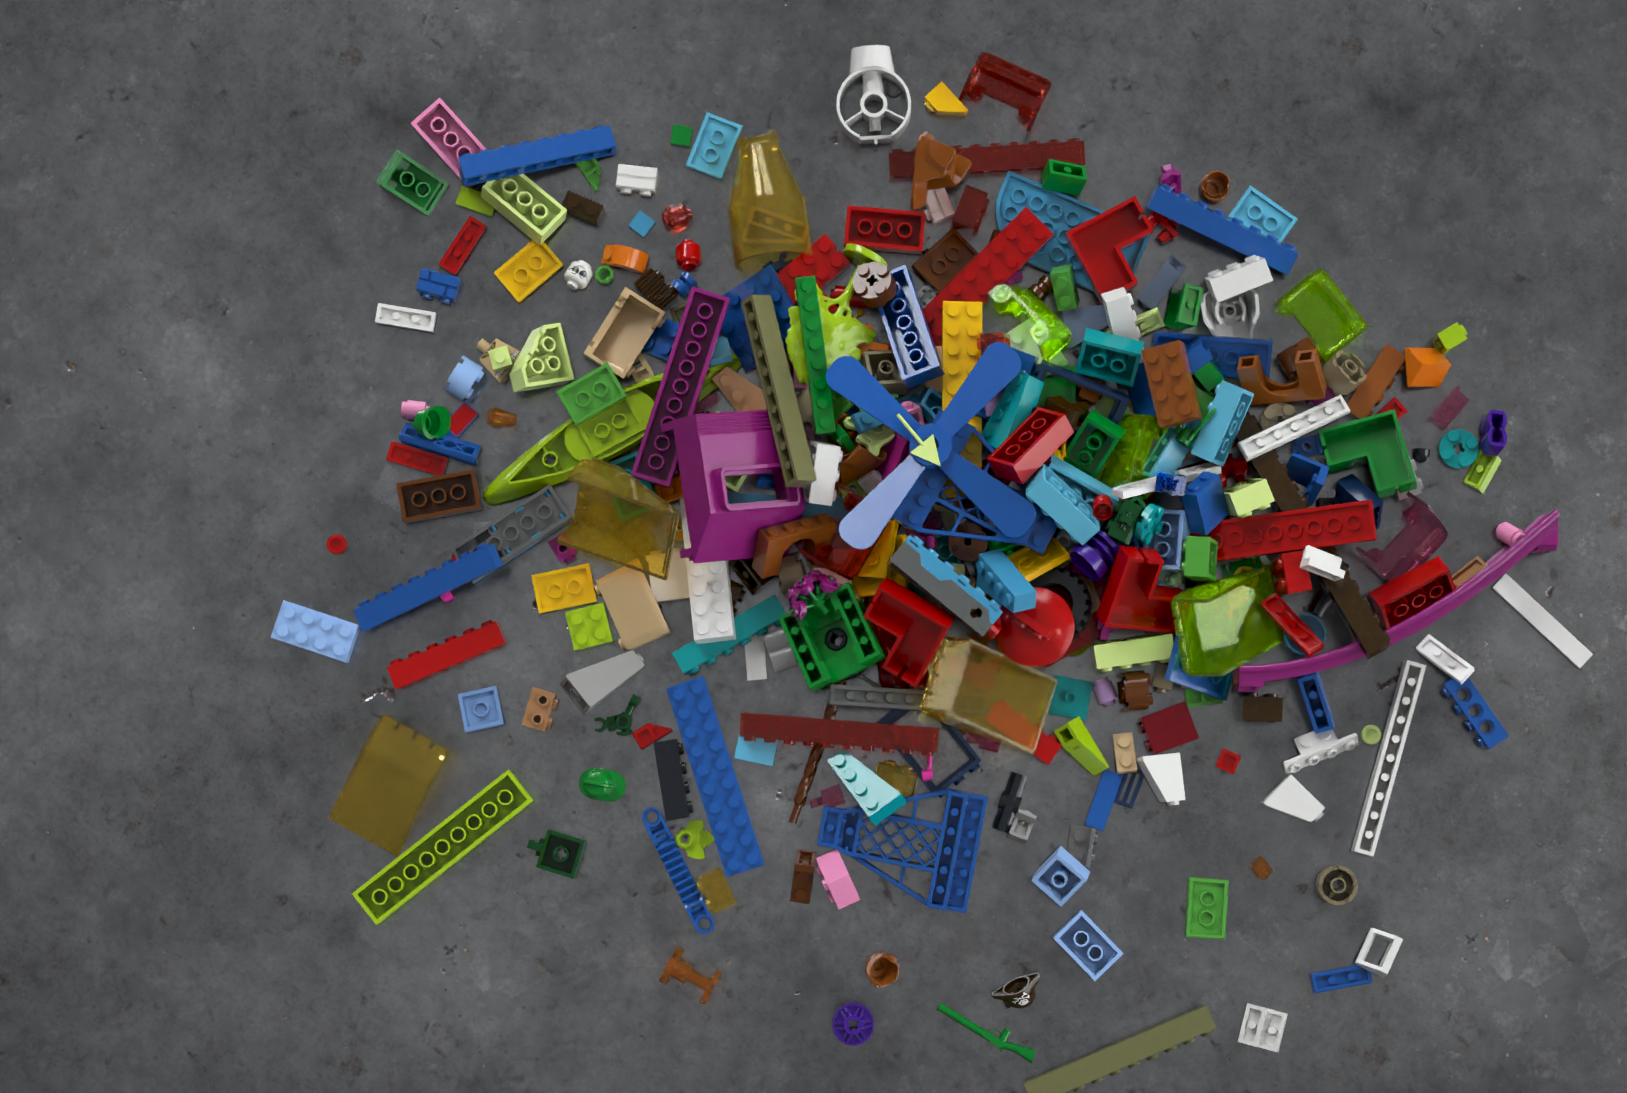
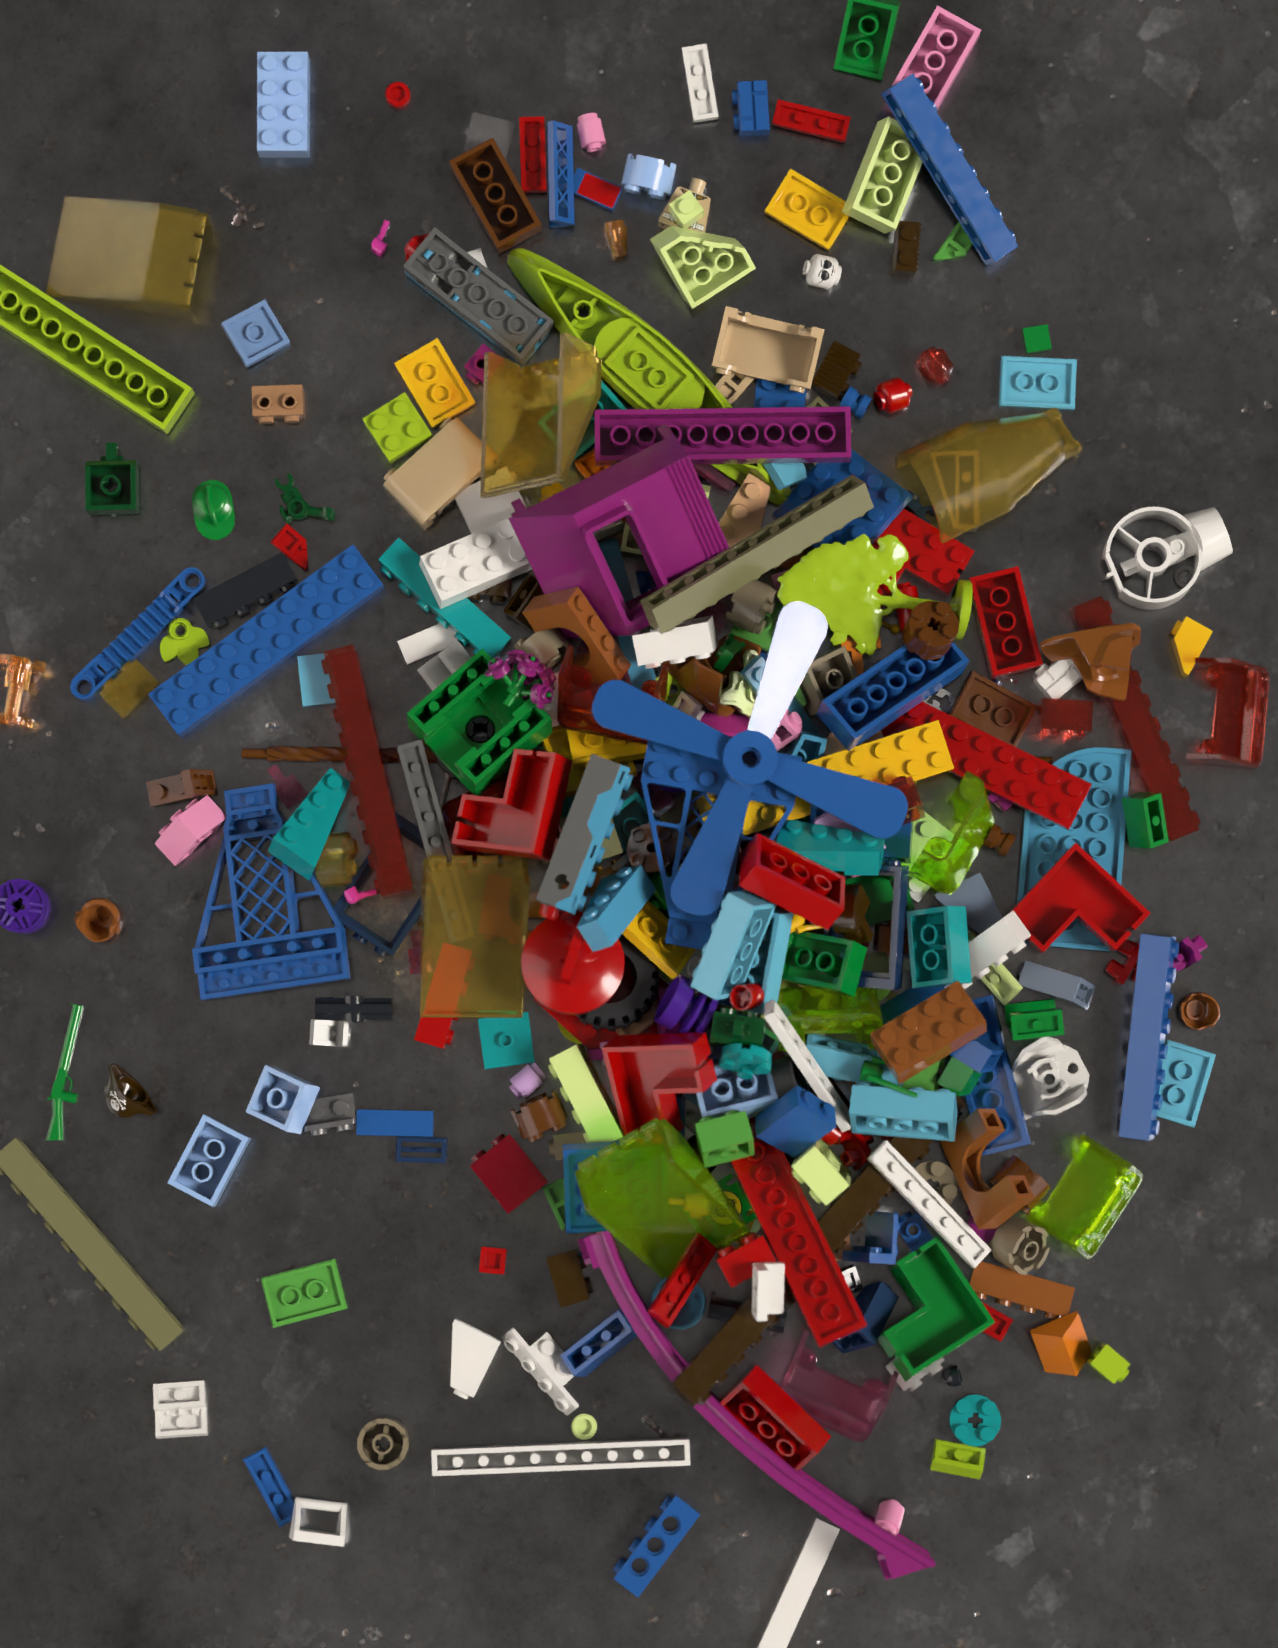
camera: 70 degrees right, 0 degrees up
(428, 587) = (378, 217): blue brick -> none
(432, 422) = (582, 156): green piece -> none
(446, 655) = (307, 270): red brick -> none
(472, 200) = (870, 112): lime tile -> none
(591, 394) = (679, 332): bright green tile -> none
(596, 682) = (335, 462): light grey slope -> none
(604, 275) = (833, 303): bright green tile -> none
(625, 257) = (862, 320): orange brick -> none
(636, 179) = (964, 302): white brick -> none
(641, 223) = (912, 327): dark azure tile -> none
(814, 355) = (818, 584): green plate -> none
(927, 449) = (743, 754): yellowish green piece -> none
(930, 542) = (637, 804): dark pink hand -> none
(1064, 287) = (1008, 866): bright green brick -> none
(1081, 746) = (452, 1070): lime slope -> none
(1124, 753) = (460, 1129): tan plate -> none
(1164, 776) = (447, 1187): white slope -> none
(1171, 483) = (803, 1070): clear blue brick -> none
(1238, 278) = (1091, 1074): white brick -> none
(1261, 868) = (375, 1344): clear orange slope -> none
(1445, 659) = (706, 1487): white plate -> none
(1449, 408) = (1021, 1393): clear pink panel -> none
(1468, 571) = (825, 1480): medium nougat tile -> none
(1493, 432) = (1008, 1456): dark purple brick -> none

